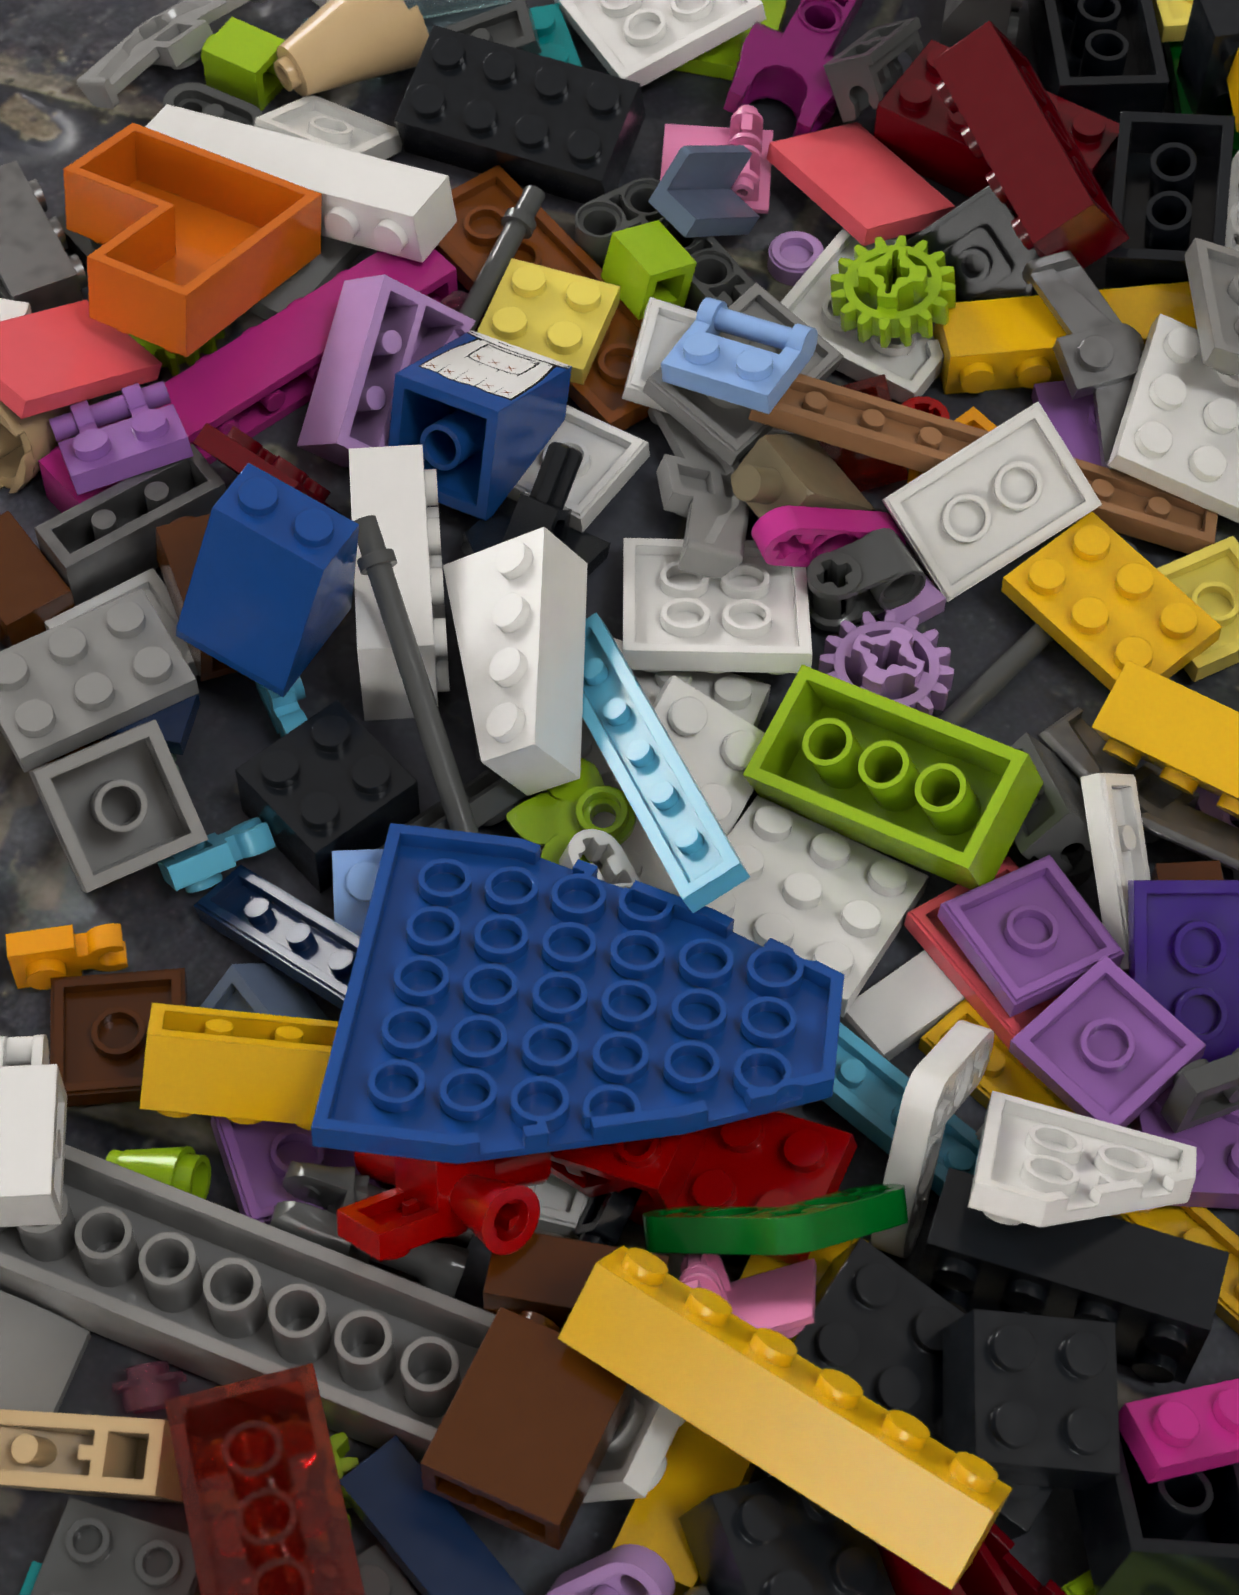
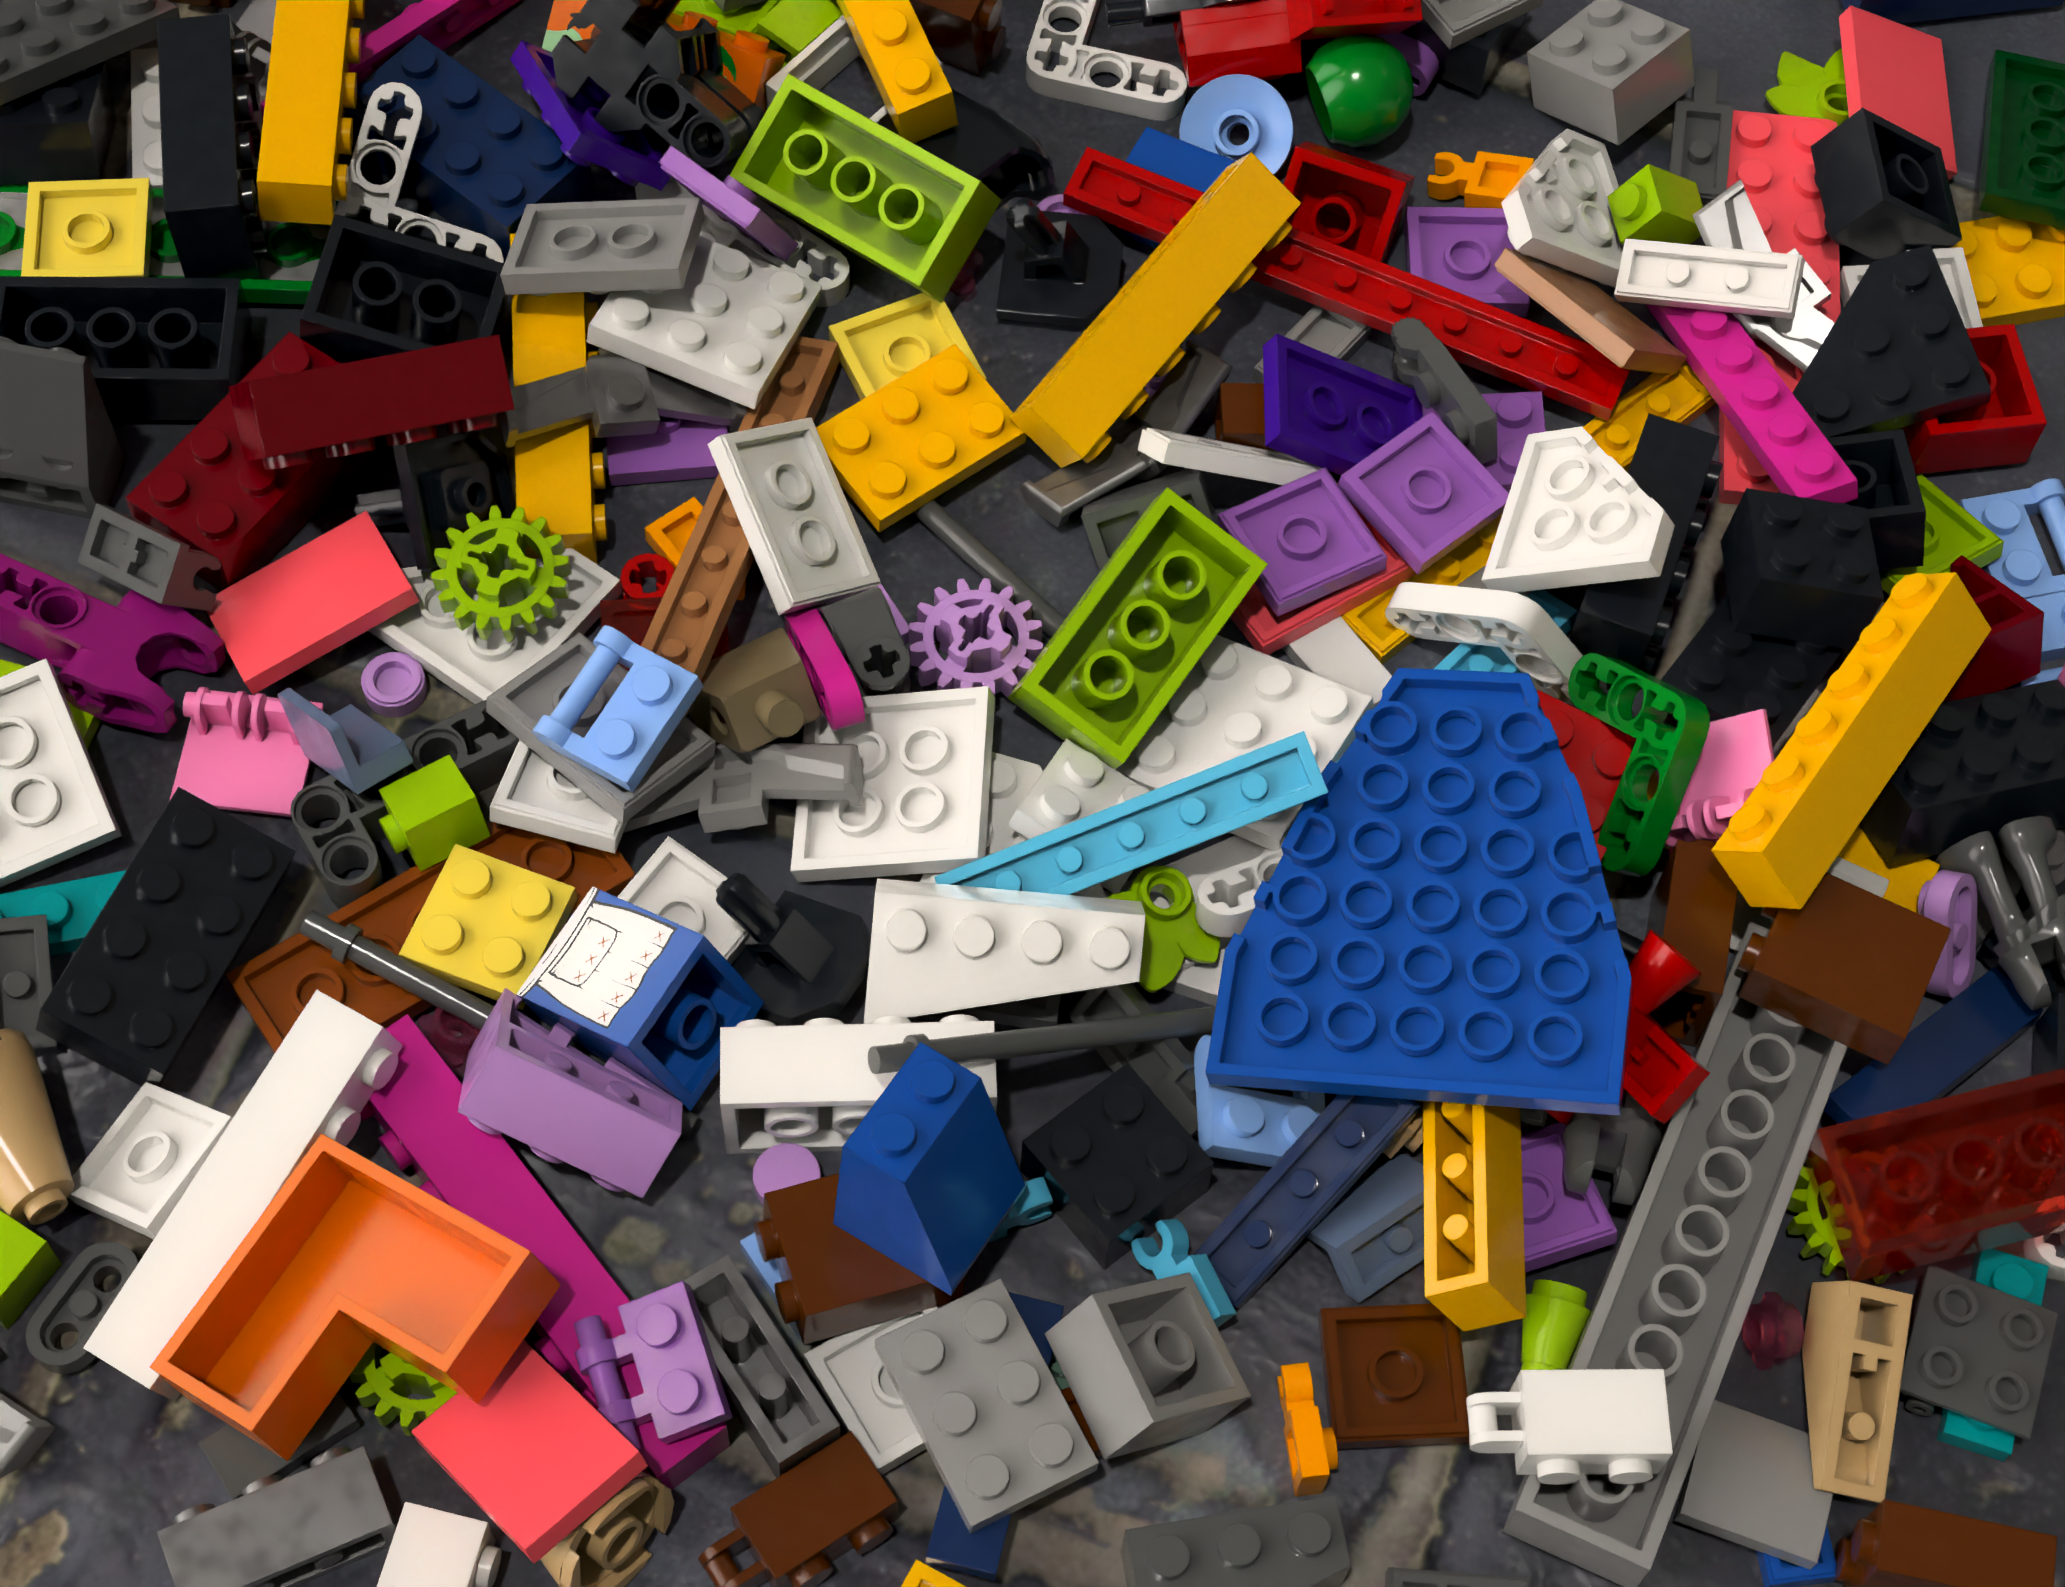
camera: 90 degrees left, 5 degrees up
(239, 449) = (716, 1205): dark red plate -> none

